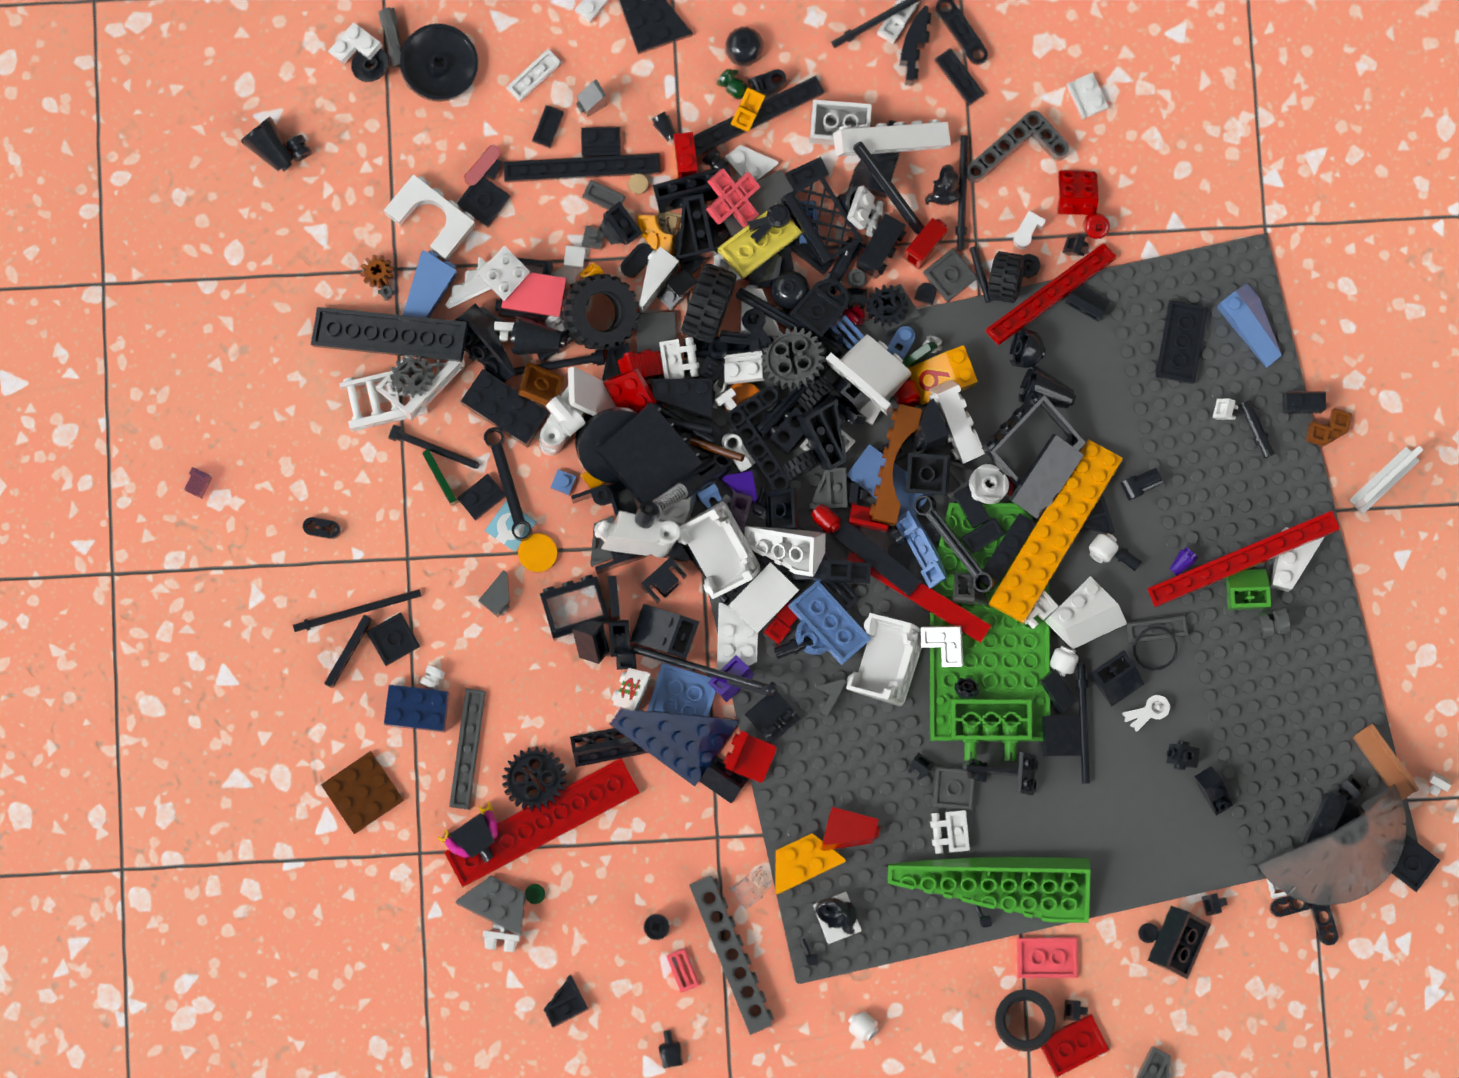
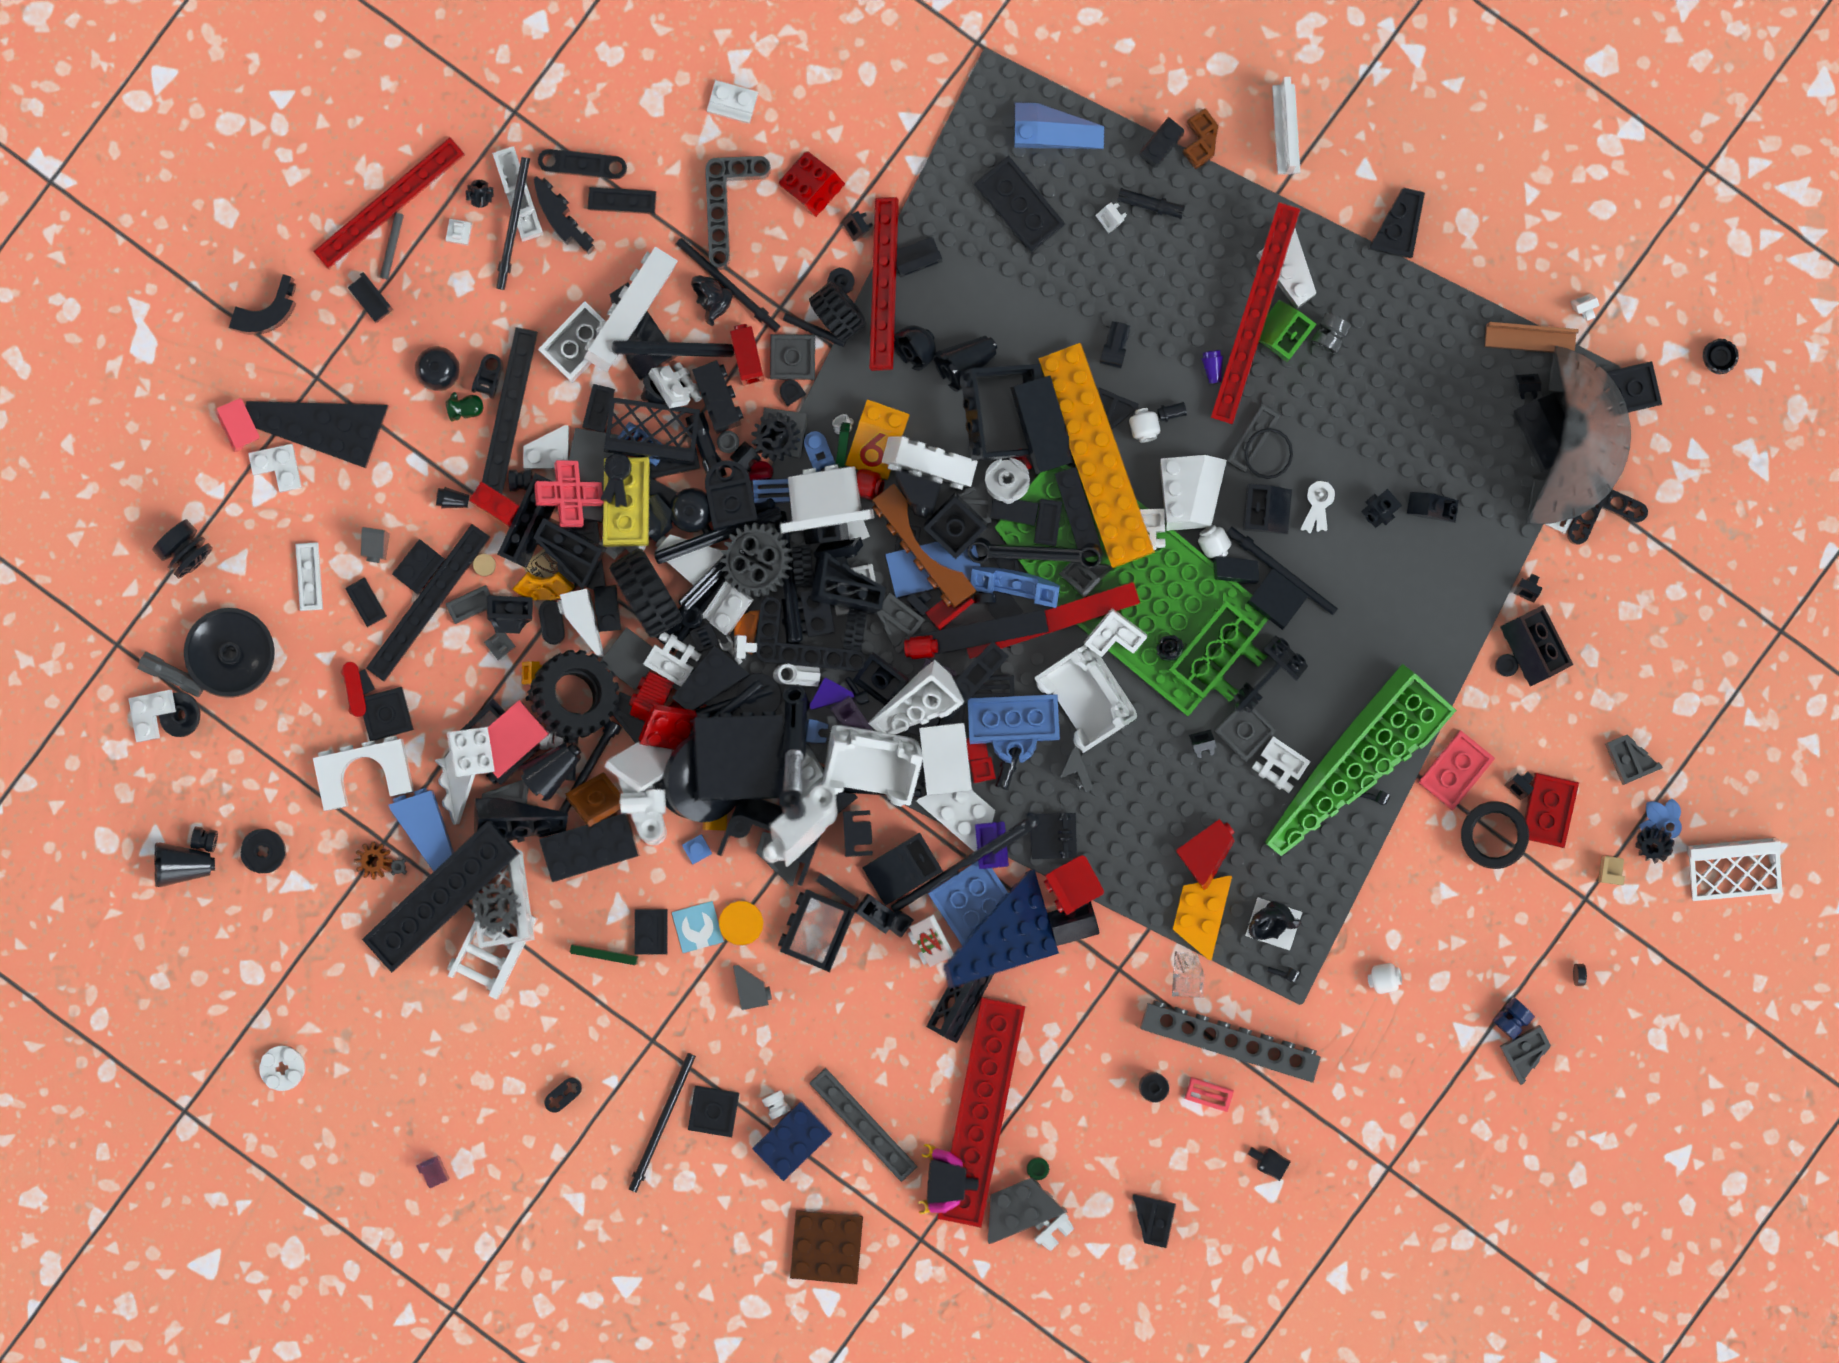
camera: 45 degrees left, 5 degrees up
(185, 336) = (292, 1075): none -> white plate
(314, 200) = (250, 850): none -> black plate
(348, 651) = (692, 1160): black tile -> none
(398, 434) = (534, 960): black piece -> none
(504, 329) = (519, 791): white tile -> none
(507, 483) = (659, 899): black piece -> none
(519, 790) = (938, 1067): black gear -> none
(574, 256) = (503, 674): white tile -> none
(591, 641) = (859, 940): black brick -> none
(717, 449) = (781, 692): reddish brown bar -> none
(748, 109) = (498, 413): light orange slope -> none
(754, 321) = (694, 565): black piece -> none
(1023, 235) = (811, 264): white leg -> none
(1093, 220) = (851, 188): red head -> none
(1385, 611) = (1400, 226): none -> black wing

